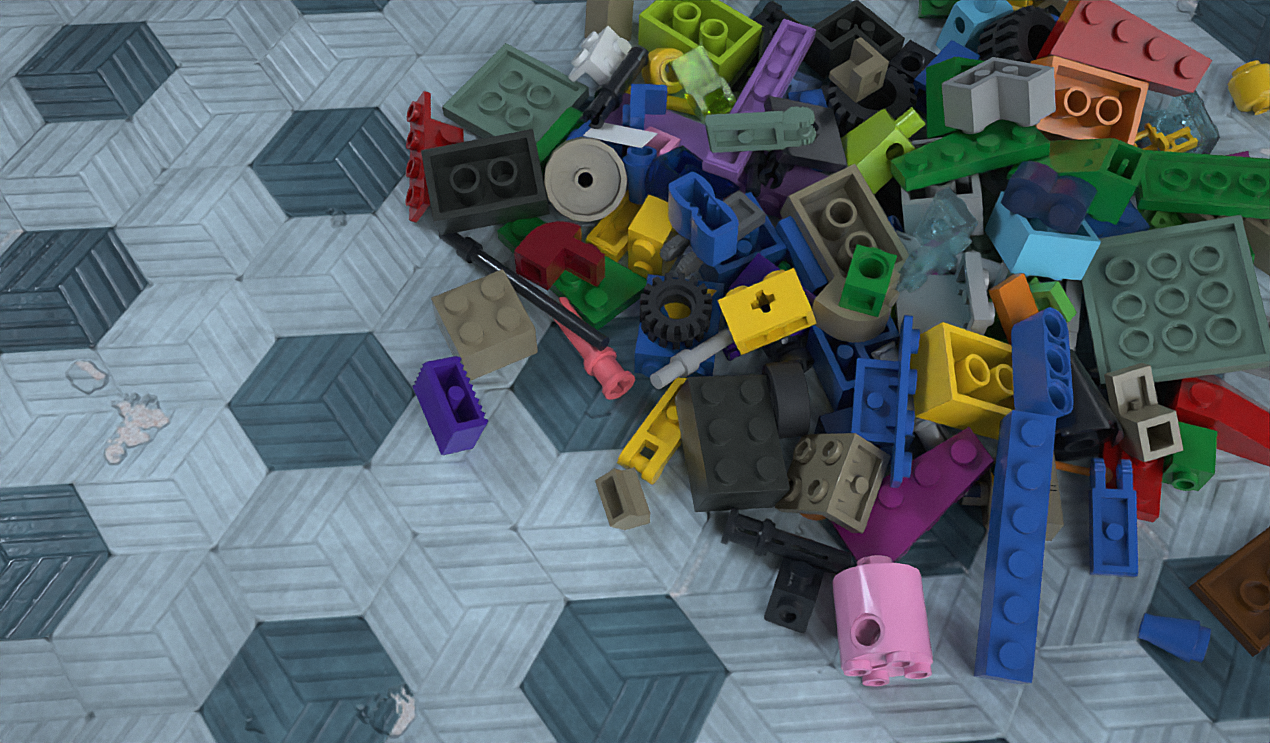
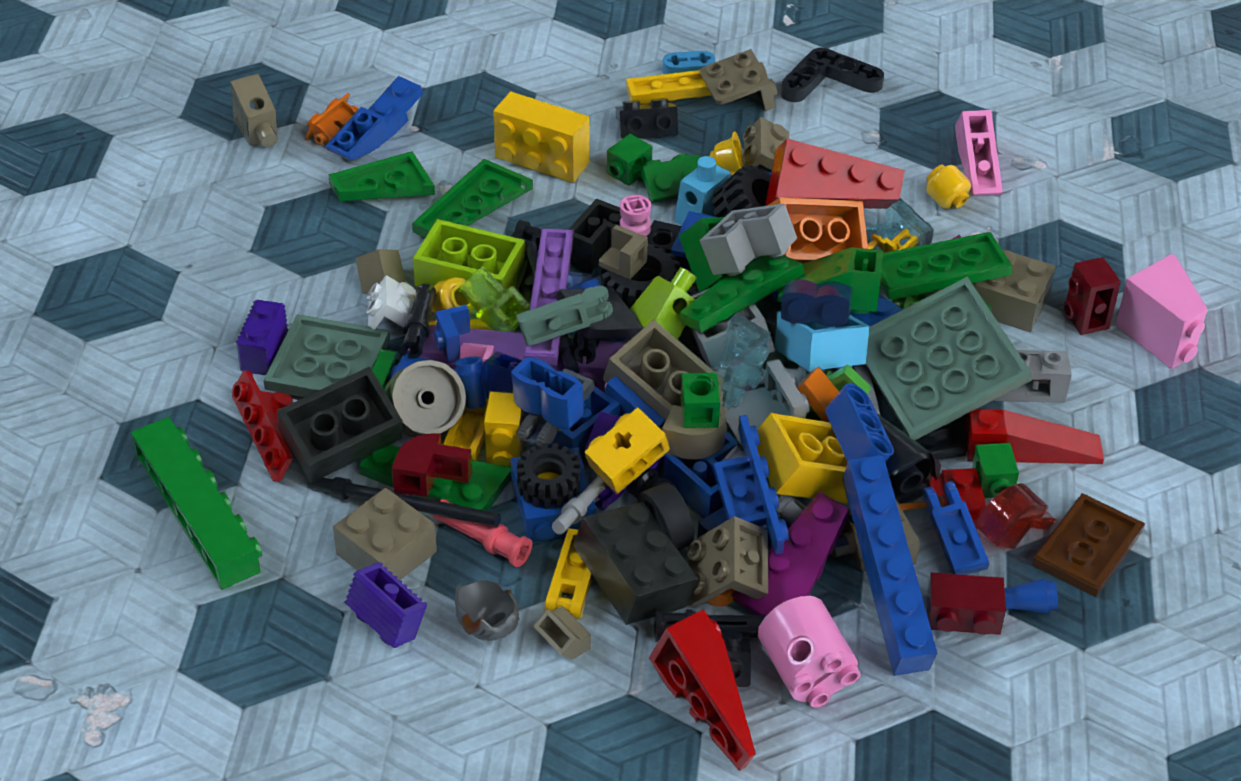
camera: 20 degrees left, 15 degrees down
(319, 224) = (196, 502): none -> green brick
(460, 56) = (261, 336): none -> dark purple brick
(551, 445) = (486, 610): none -> dark grey hair
(621, 135) = (445, 354): white sticker -> none
(750, 596) = (697, 665): none -> red wedge
(888, 31) = (635, 214): none -> bright pink wheel
(1091, 619) = (966, 603): none -> dark red brick
(1147, 427) = (956, 453): dark tan brick -> none
(1188, 525) = (1012, 515): none -> clear red brick

